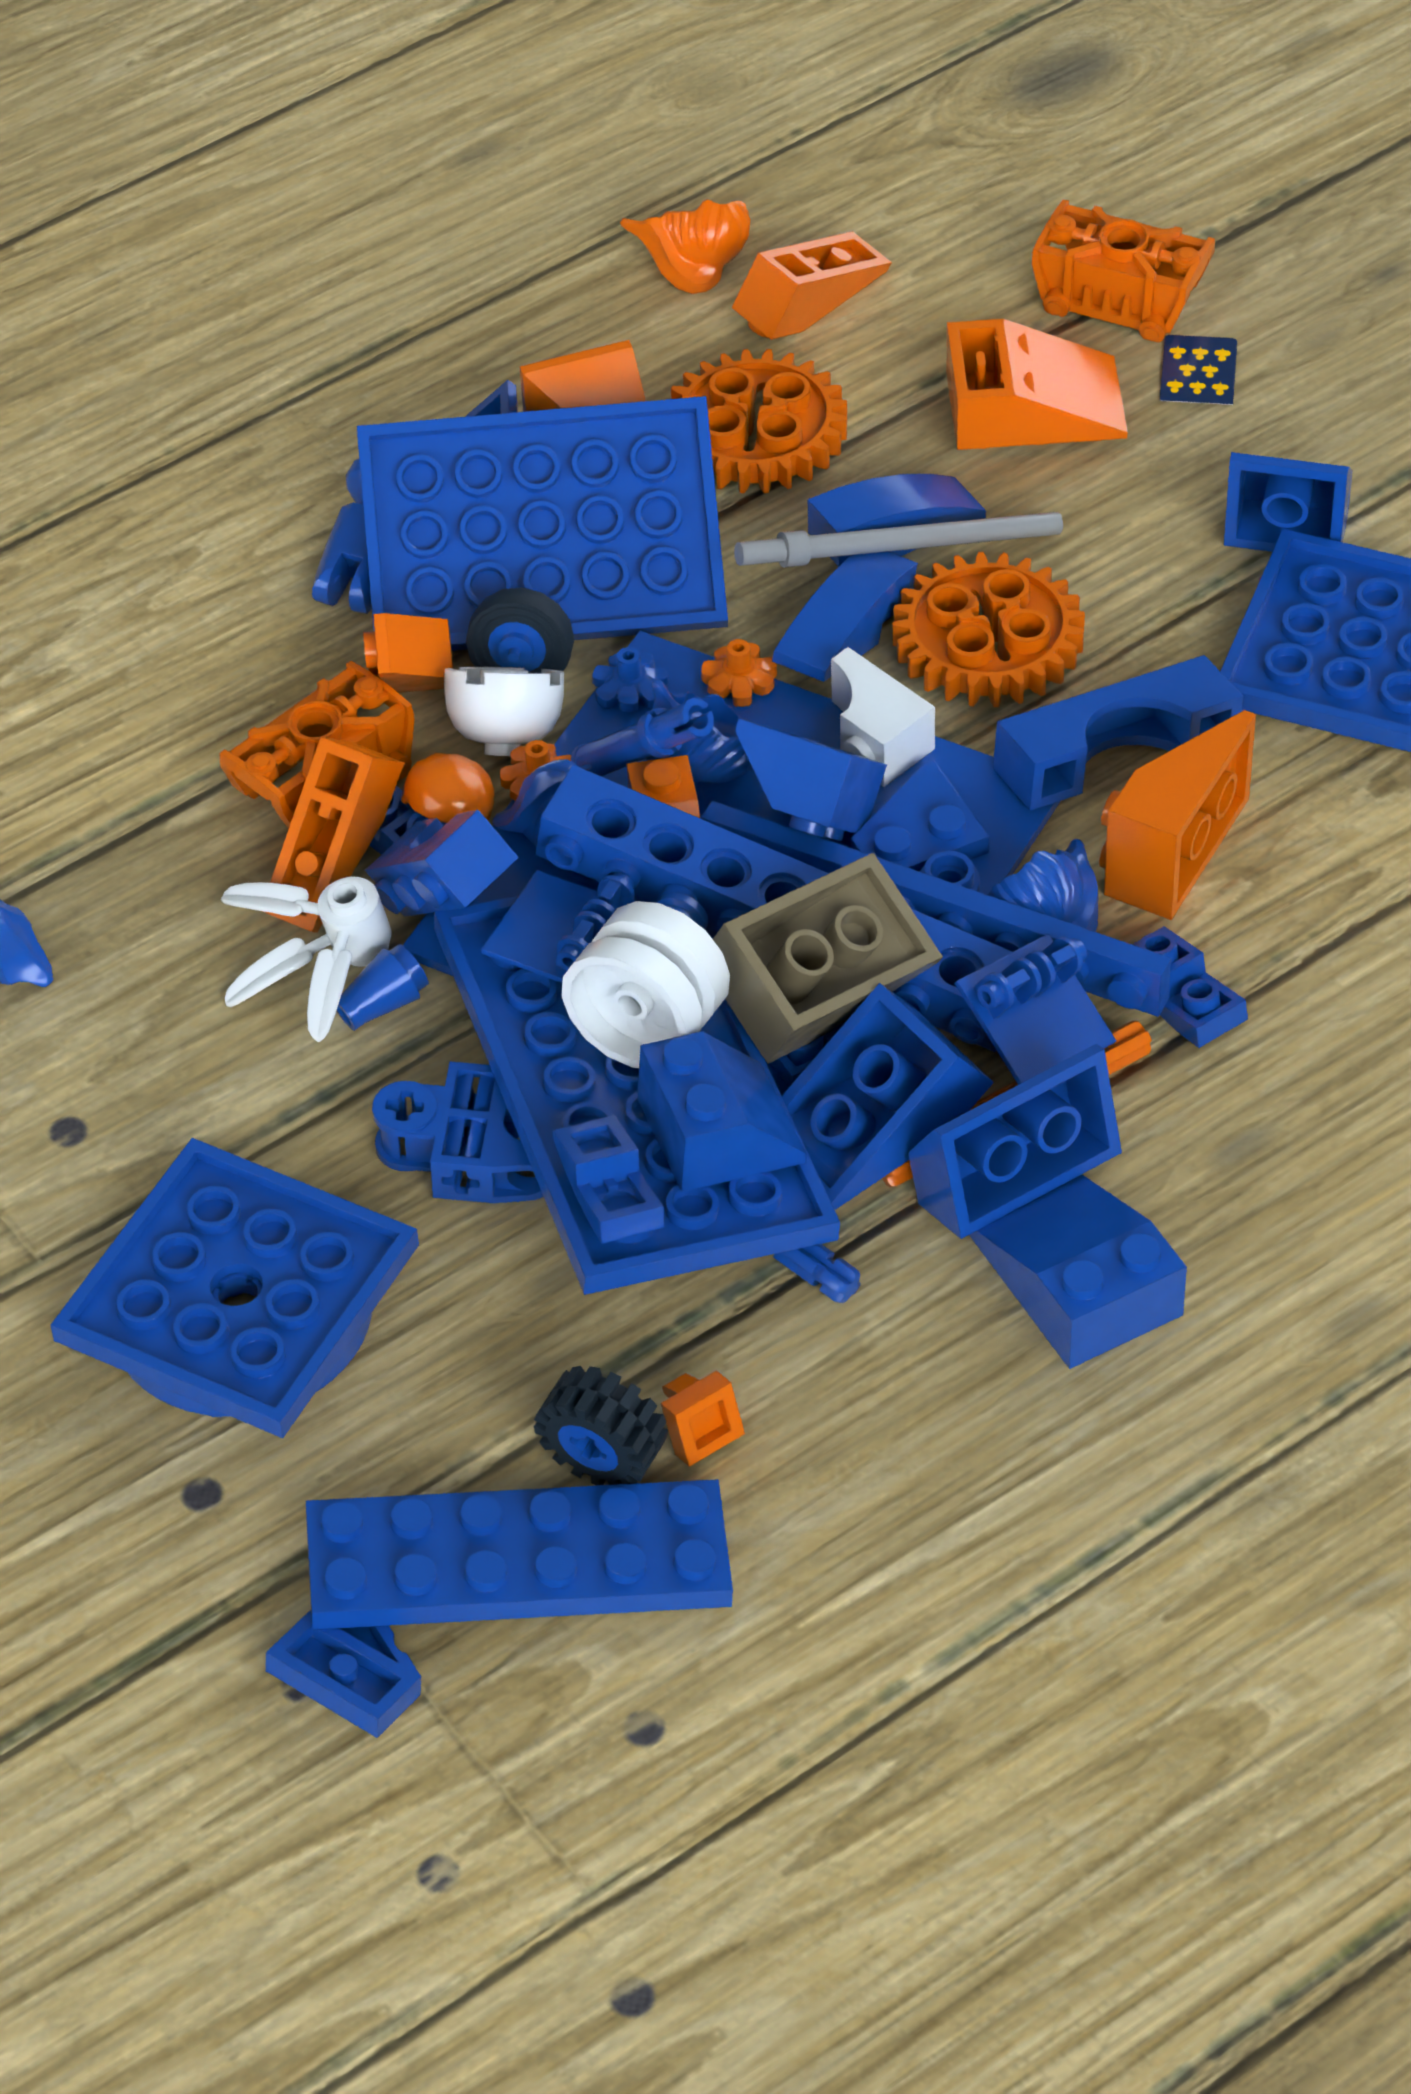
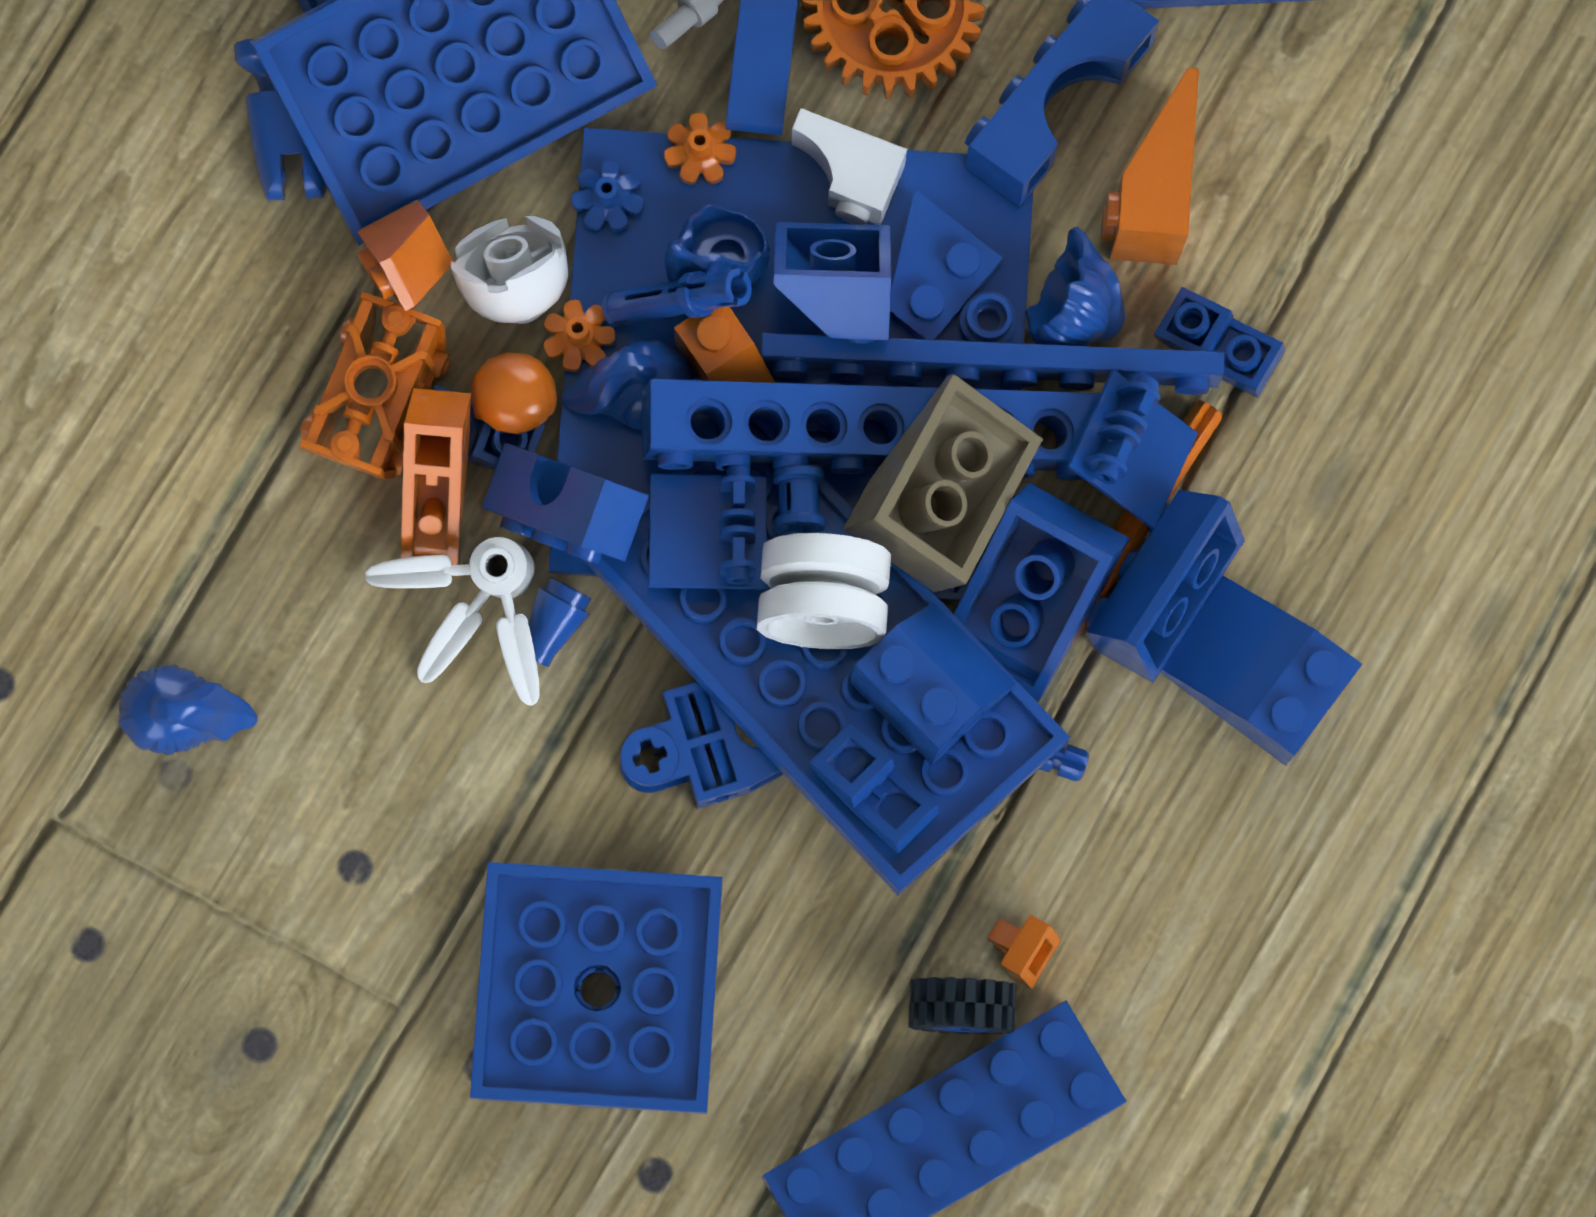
camera: 30 degrees left, 30 degrees up
(520, 631) = (492, 193): black wheel -> none

